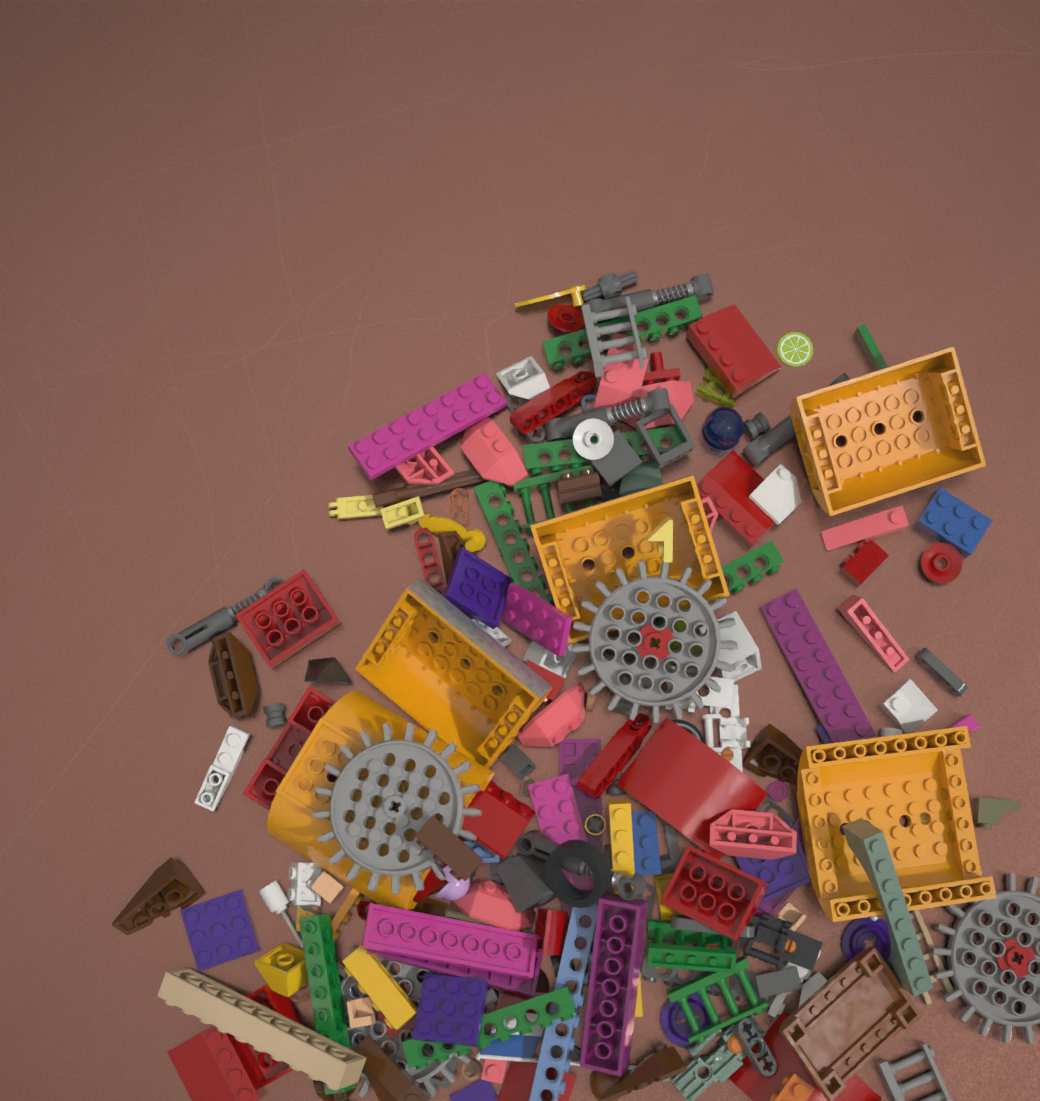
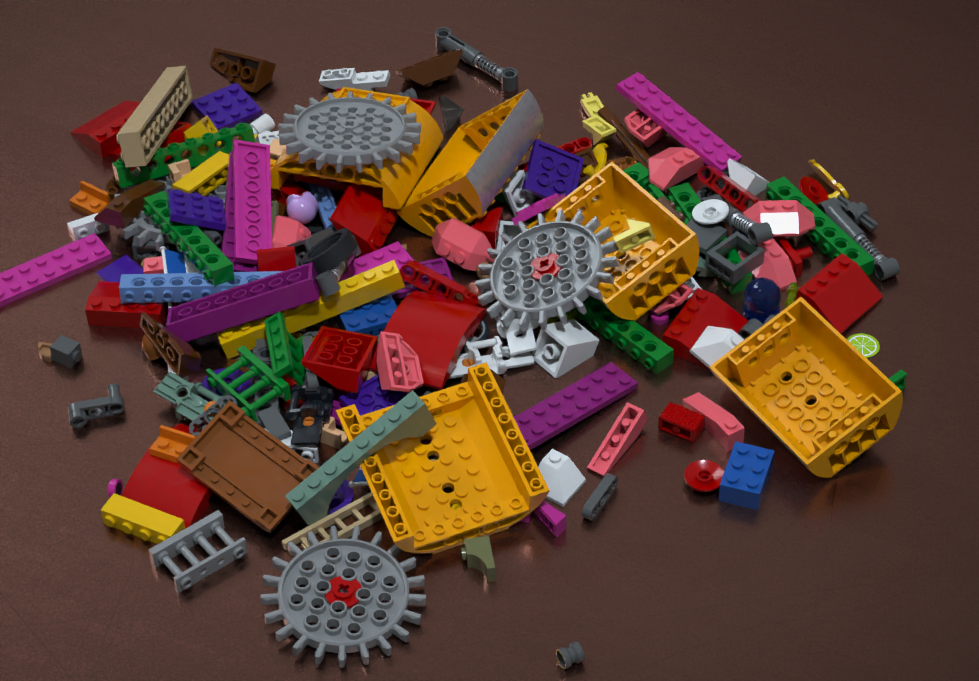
camera: 75 degrees right, 35 degrees down
(287, 619) = (483, 83): red slope -> none
(448, 849) = (324, 145): reddish brown brick -> none
(517, 761) = (416, 235): dark grey brick -> none
(594, 332) = (804, 200): light grey fence -> none

